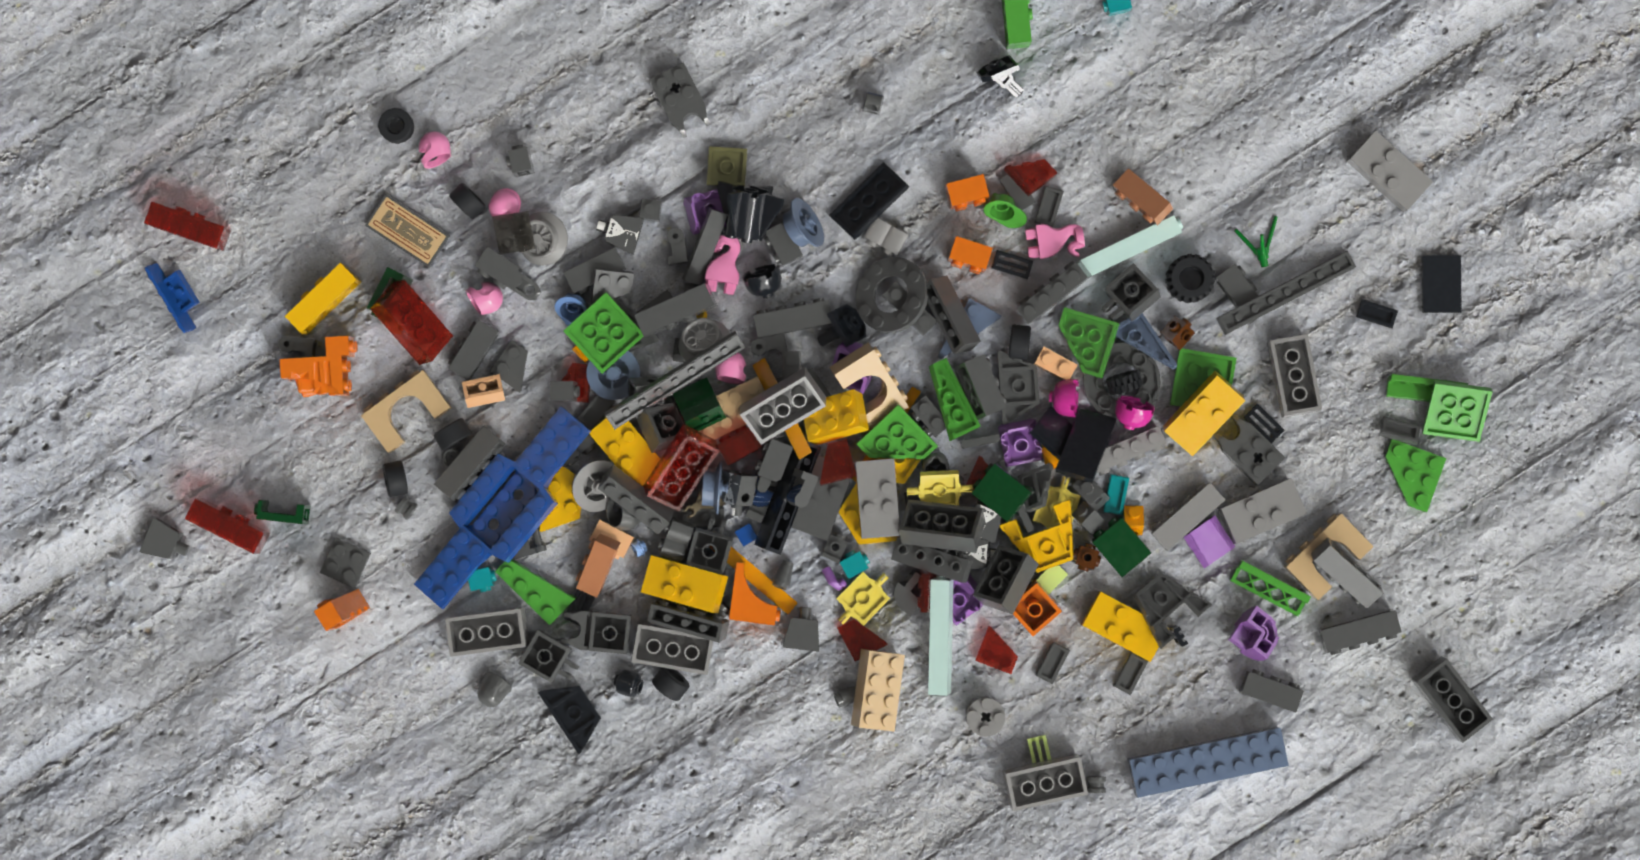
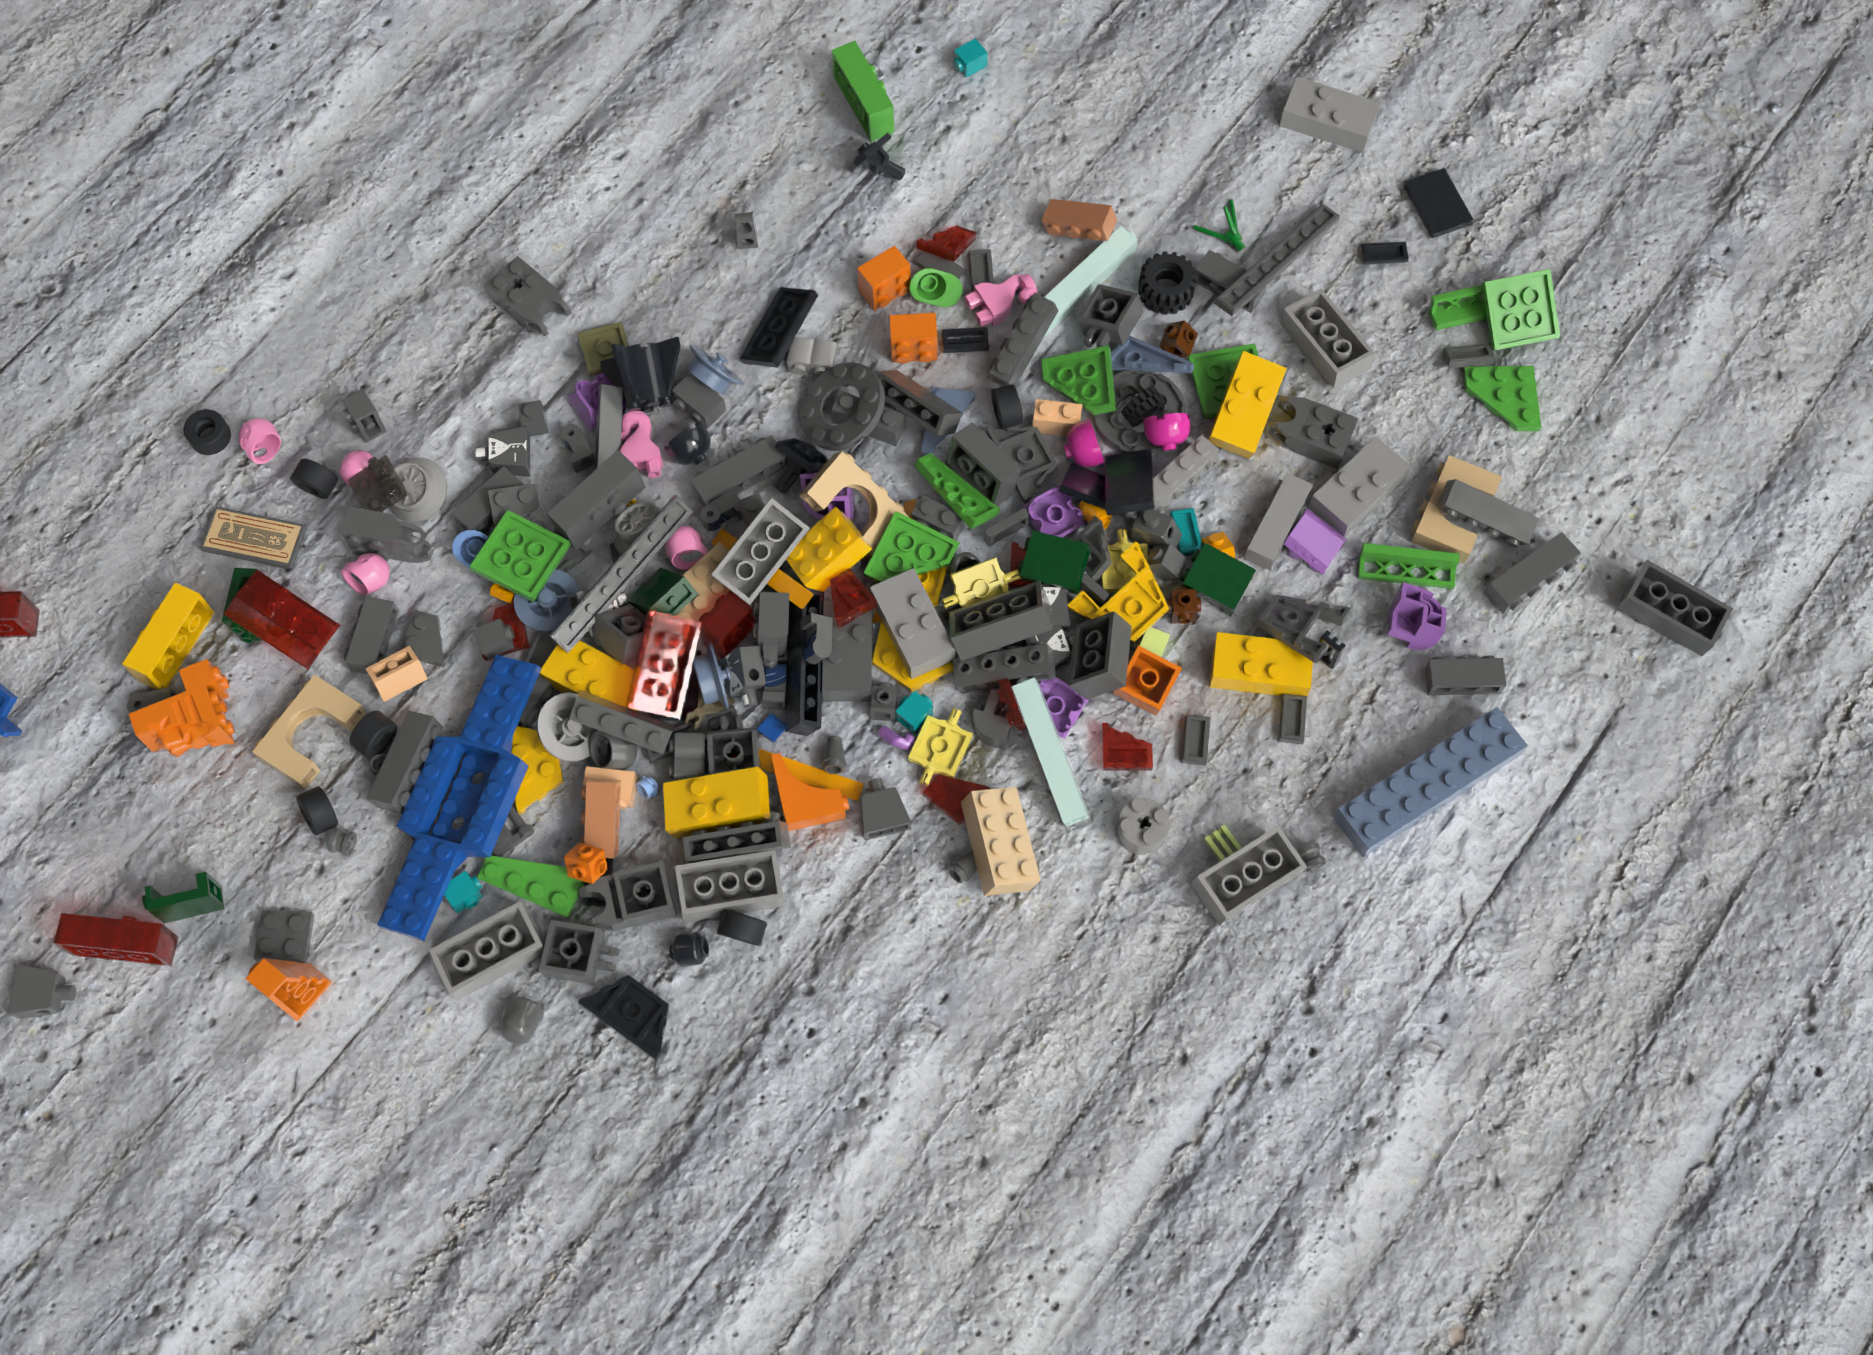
camera: 20 degrees left, 20 degrees down
(575, 598) = (585, 863): none -> orange brick
(1269, 418) = (1318, 396): black tile -> none

